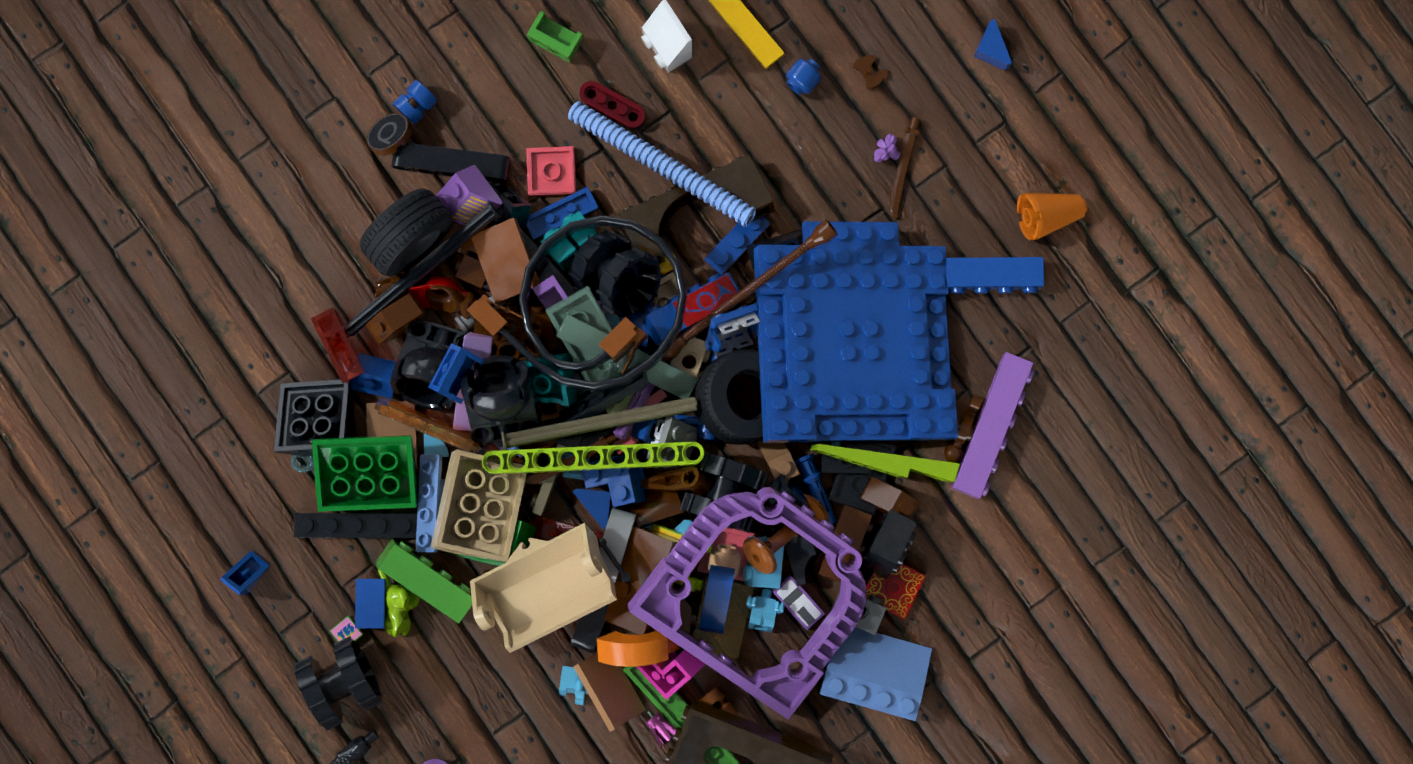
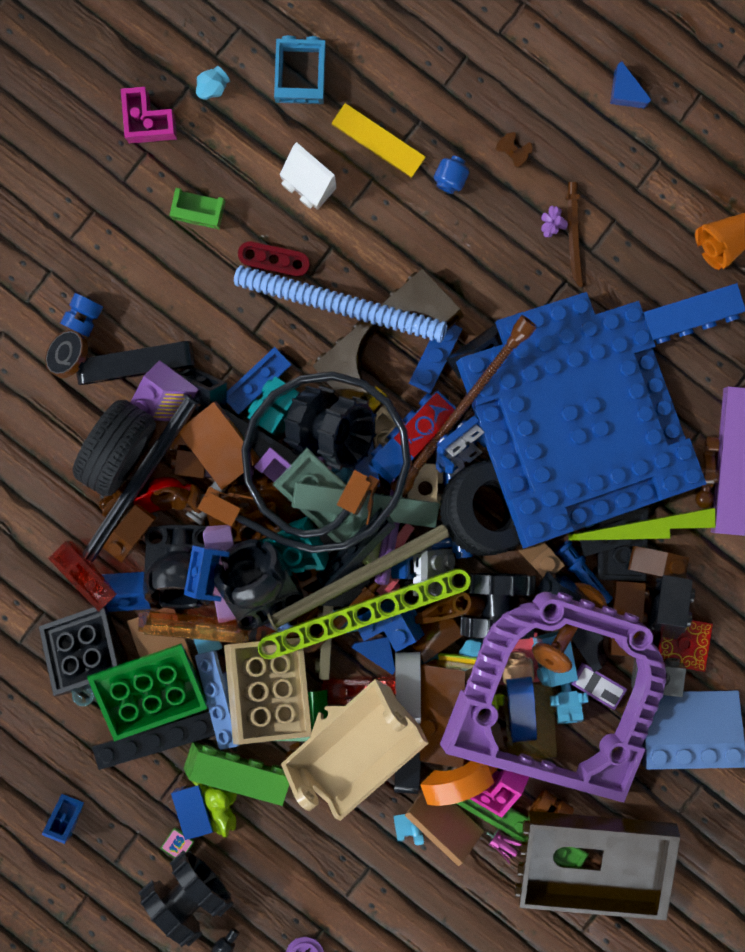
camera: 15 degrees left, 5 degrees up
(551, 171) = (234, 341): coral tile -> none
(625, 577) = (428, 716): black hinge -> none

